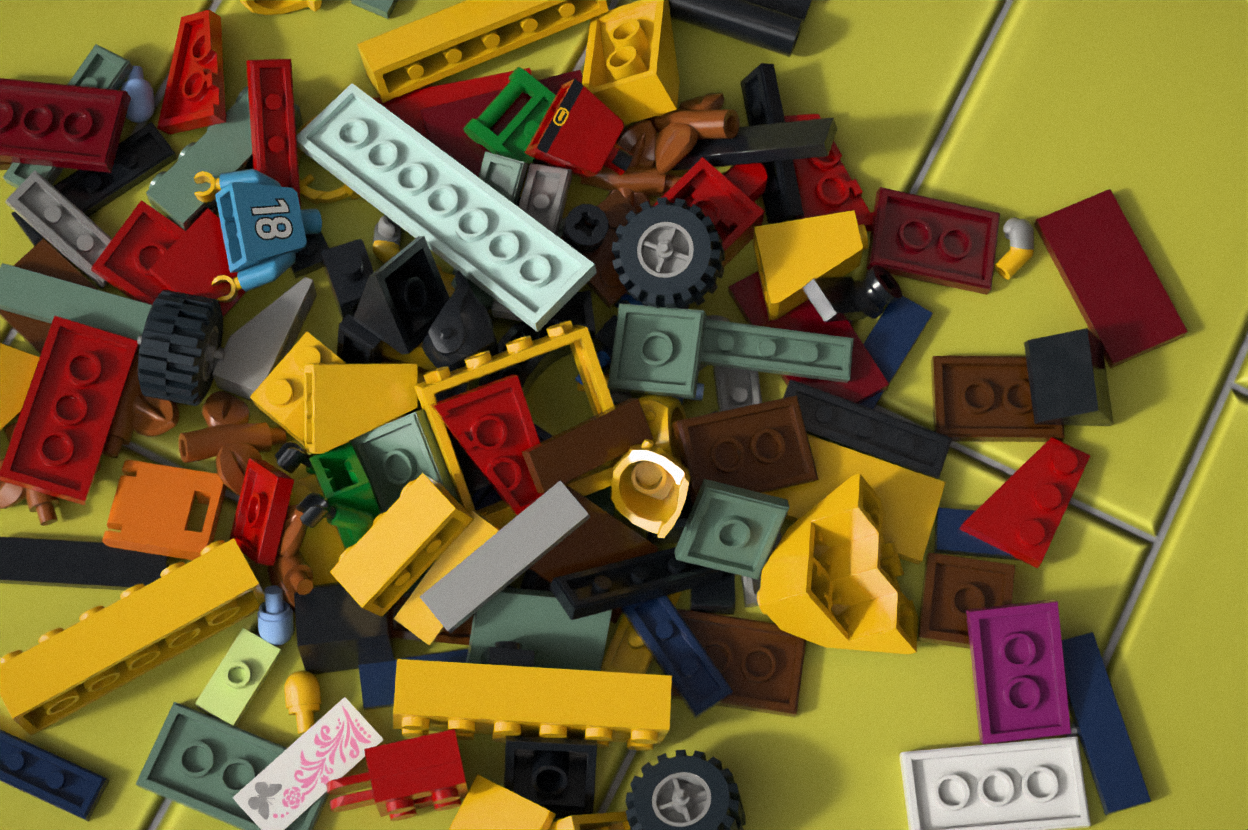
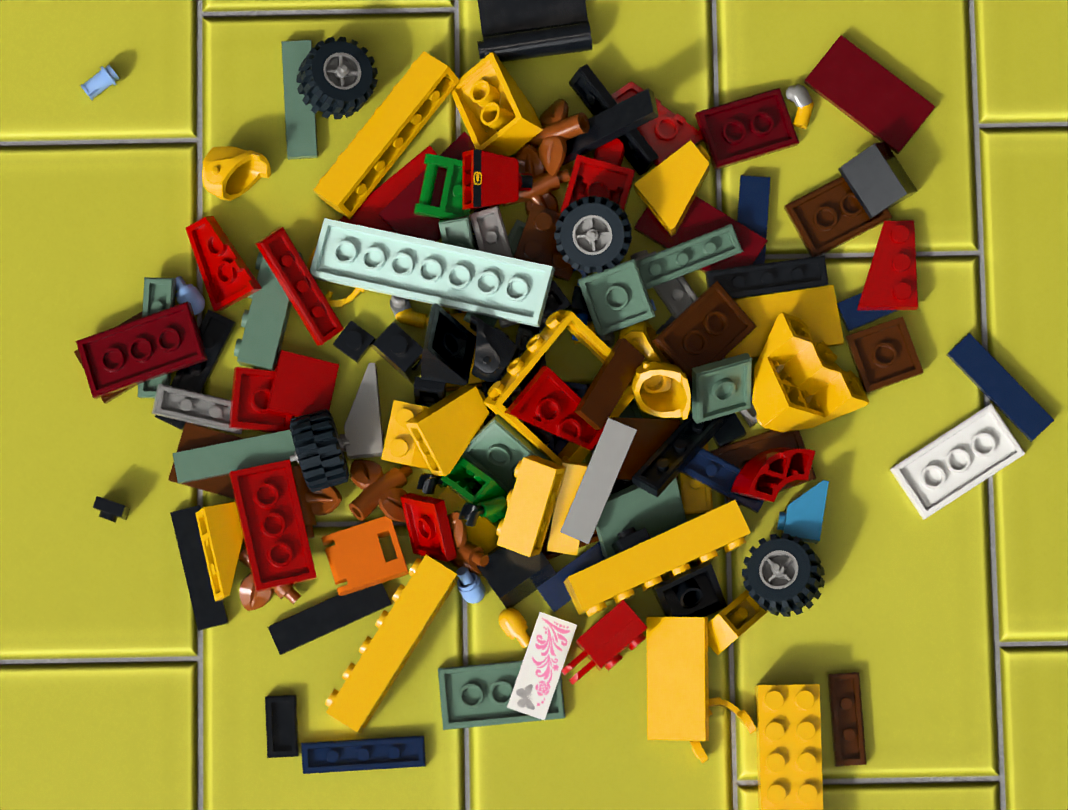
camera: 20 degrees left, 10 degrees up
(238, 678) = (467, 633): yellowish green plate -> none
(258, 226) = (324, 346): dark azure torso -> none
(585, 238) = (526, 246): black wheel -> none
(741, 667) = (771, 471): none -> red brick
(758, 751) = (805, 514): none -> dark azure slope
(833, 299) = (708, 202): black tile -> none
(875, 291) = (728, 183): black wheel -> none
(1018, 671) = (937, 383): magenta plate -> none

